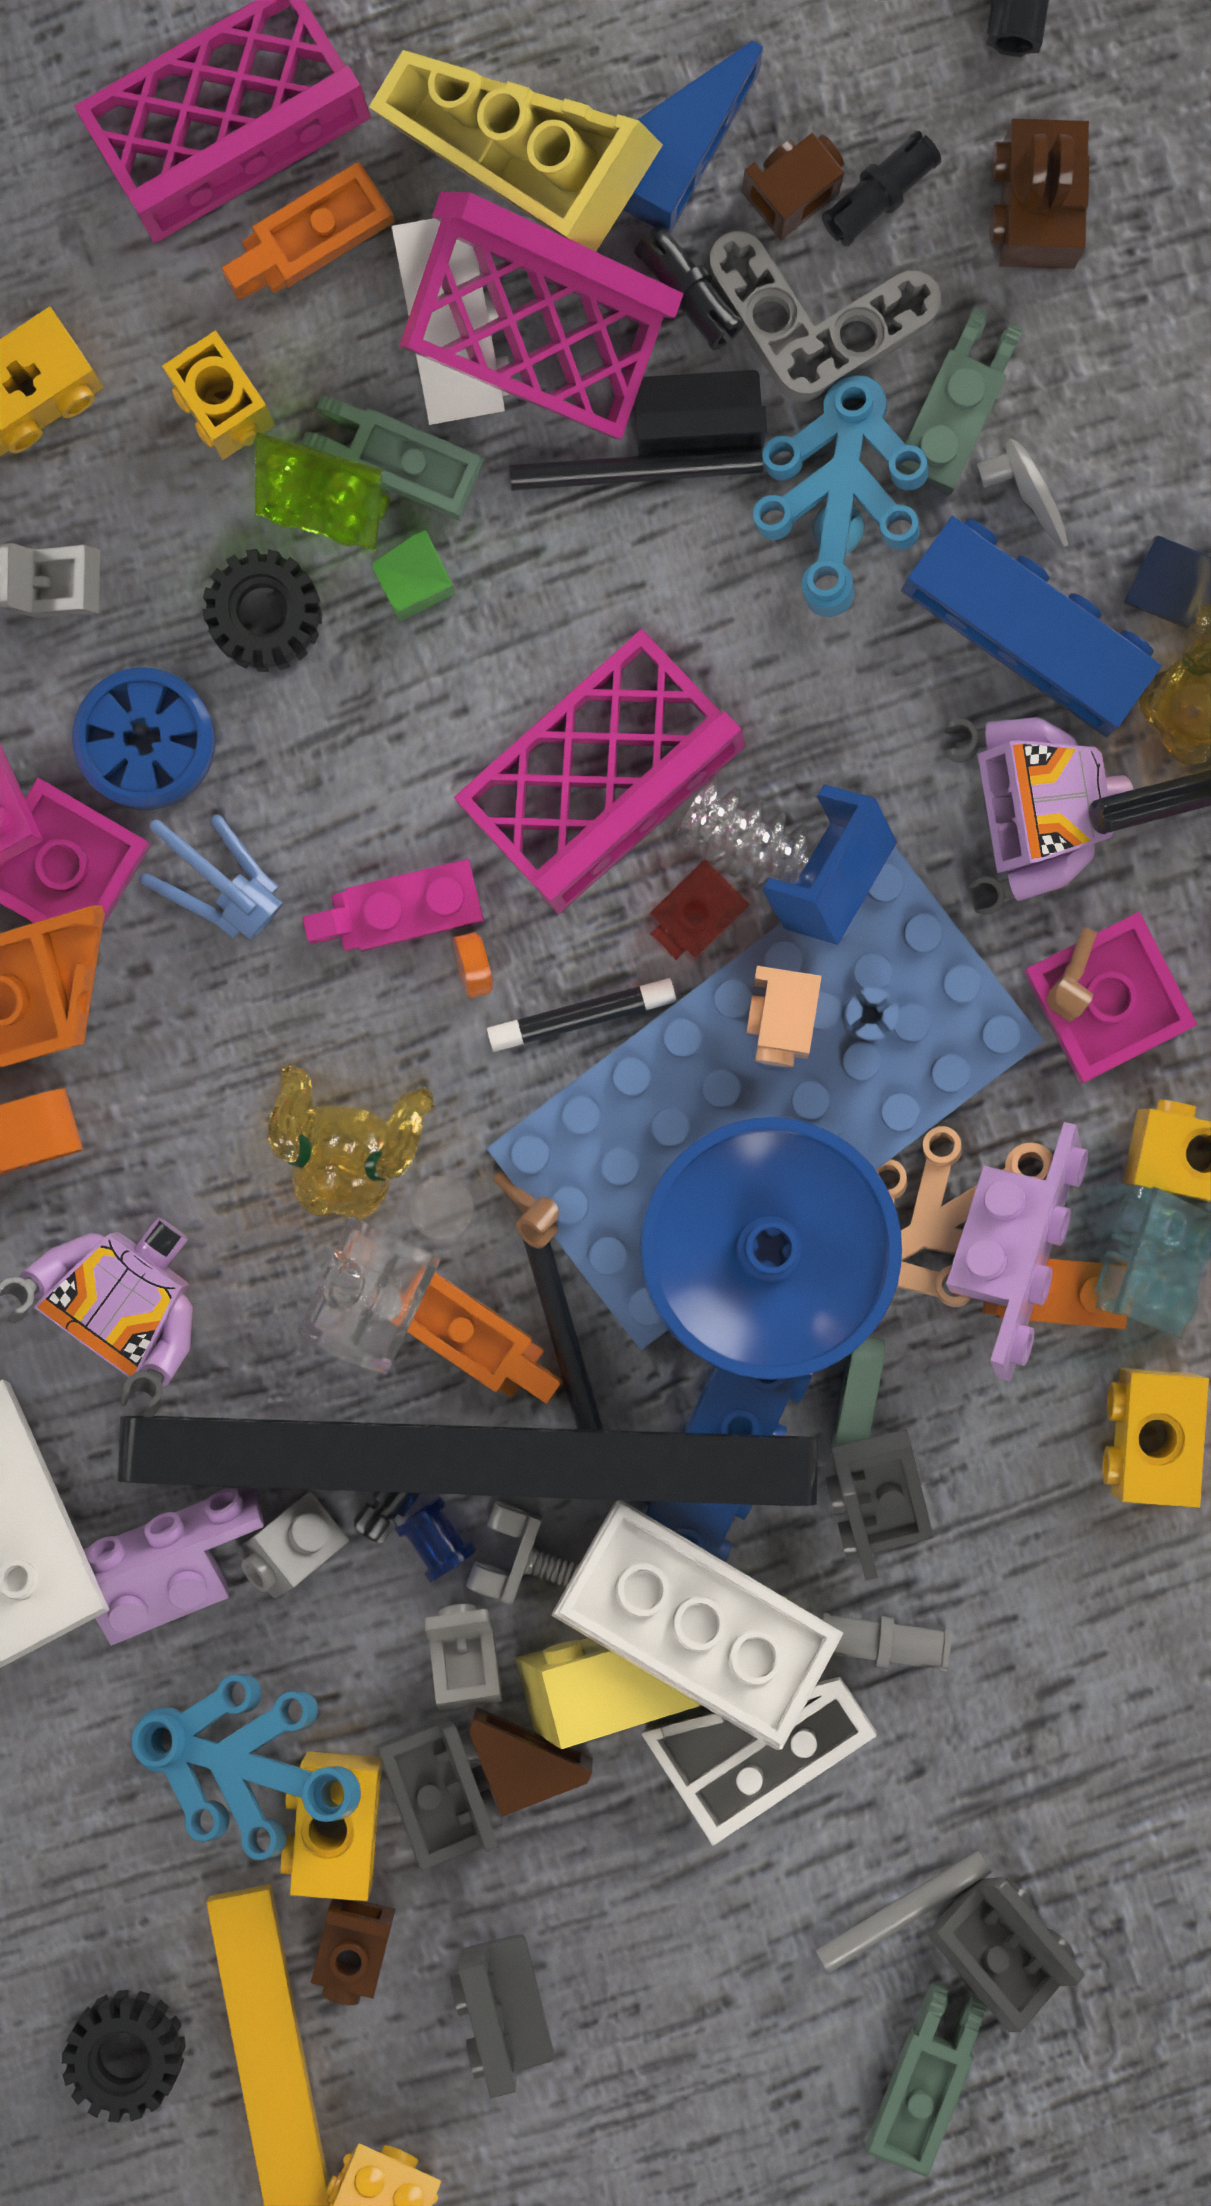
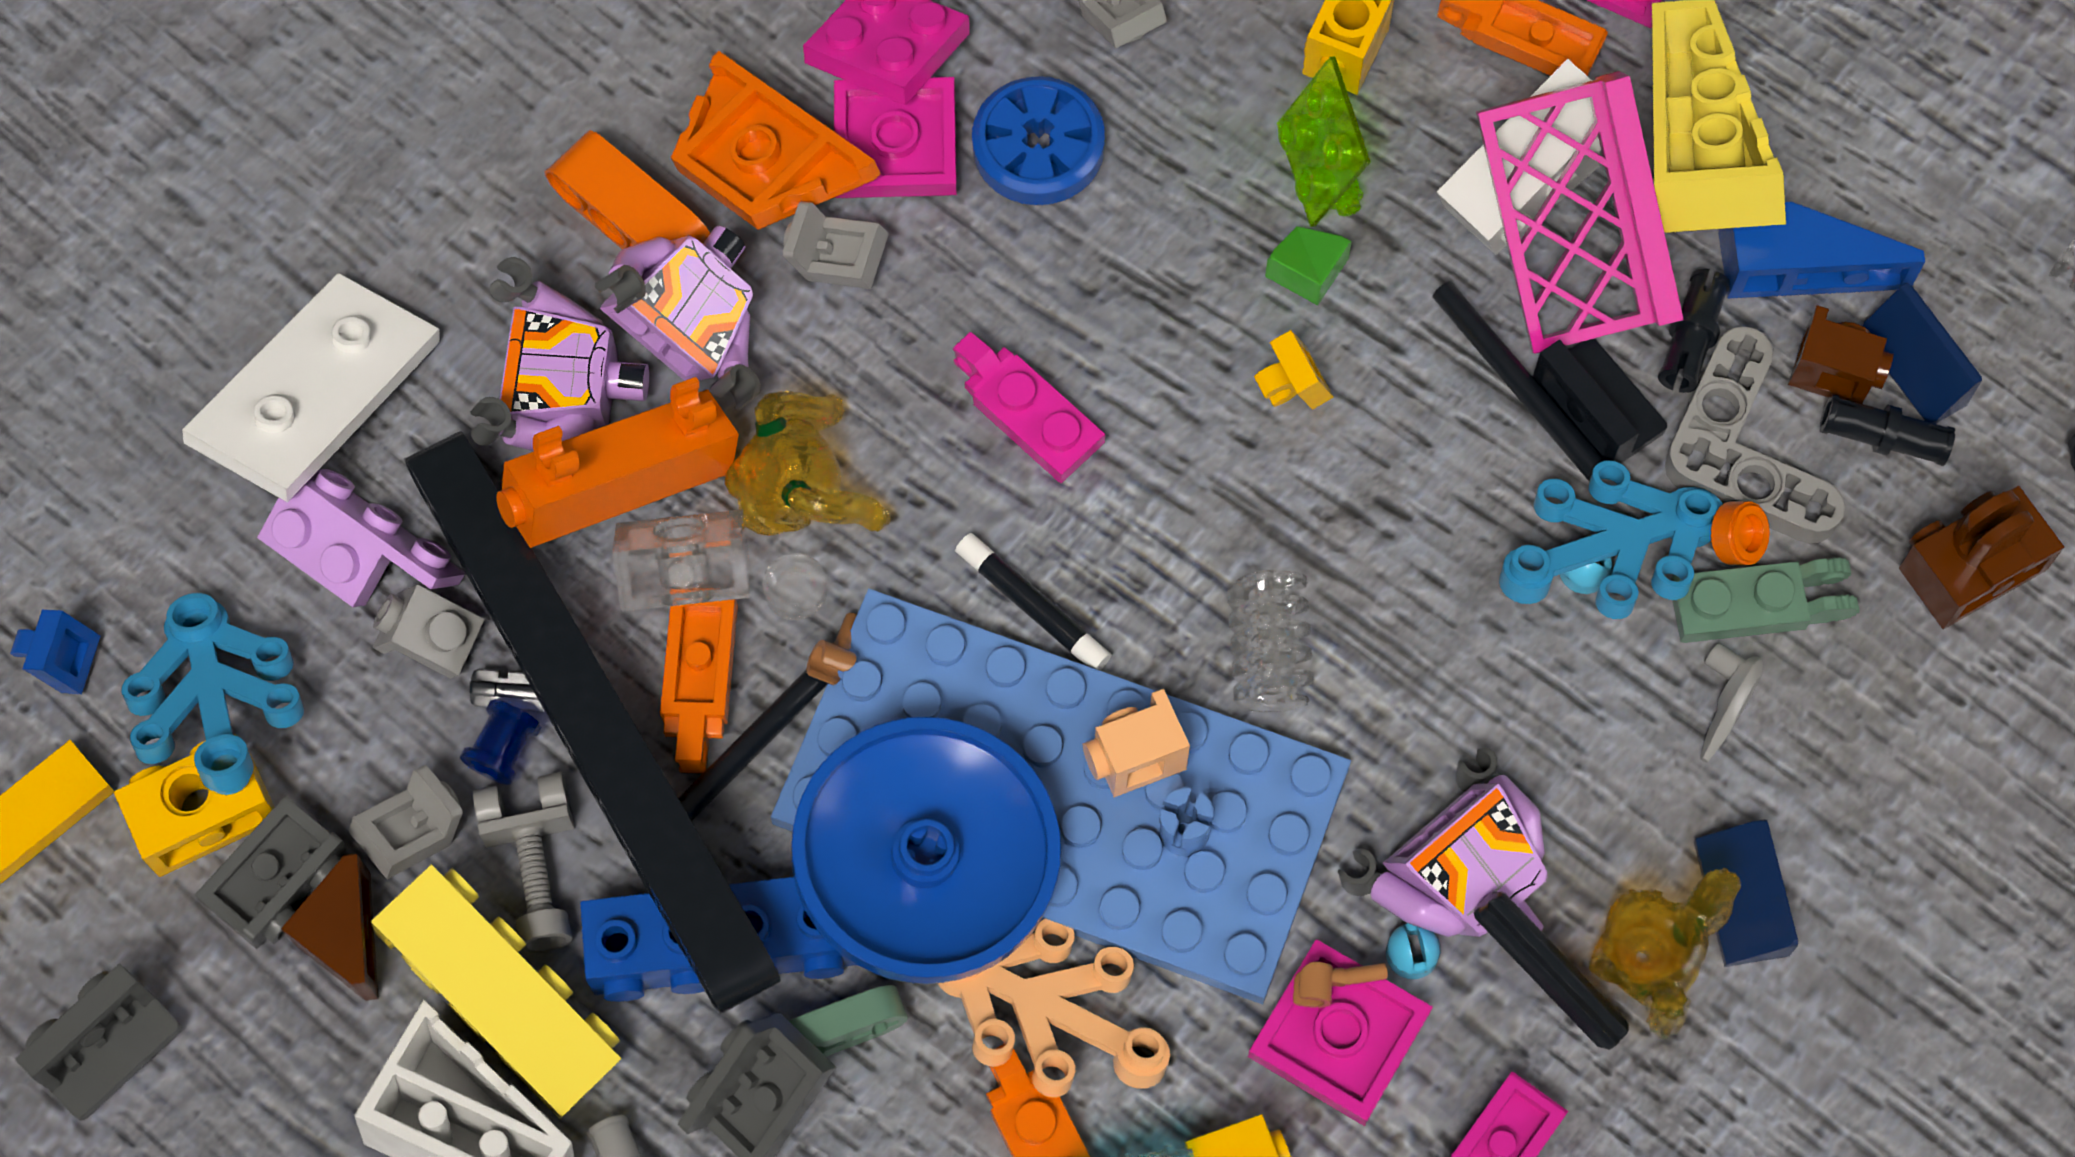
camera: 65 degrees right, 20 degrees down
(118, 1873) = (57, 651): none -> blue tile
(133, 1153) = (687, 308): none -> torso
(143, 986) = (833, 248): none -> light grey bracket
(245, 903) = (953, 288): medium blue plant -> none
(252, 1305) = (616, 466): none -> orange brick
(262, 572) = (1206, 135): black tyre -> none
(358, 1928) = (107, 896): reddish brown brick -> none
(411, 459) = (1398, 199): sand green hinge -> none
(473, 965) = (1017, 487): orange tile -> none
(516, 657) = (1293, 375): none -> yellow tile
(639, 808) = (1236, 535): dark pink fence -> none
(696, 913) = (1179, 637): clear red brick -> none
(697, 1624) = (550, 981): white plate -> none
(838, 870) = (1292, 722): blue panel -> none
(843, 108) = (1925, 358): none -> dark blue slope
(896, 380) = (1740, 533): none -> orange tile
(1010, 1241) = (1063, 1067): lavender bracket -> none
(1032, 625) = (1614, 761): blue brick -> none
(1074, 905) = (1401, 954): none -> medium azure hinge

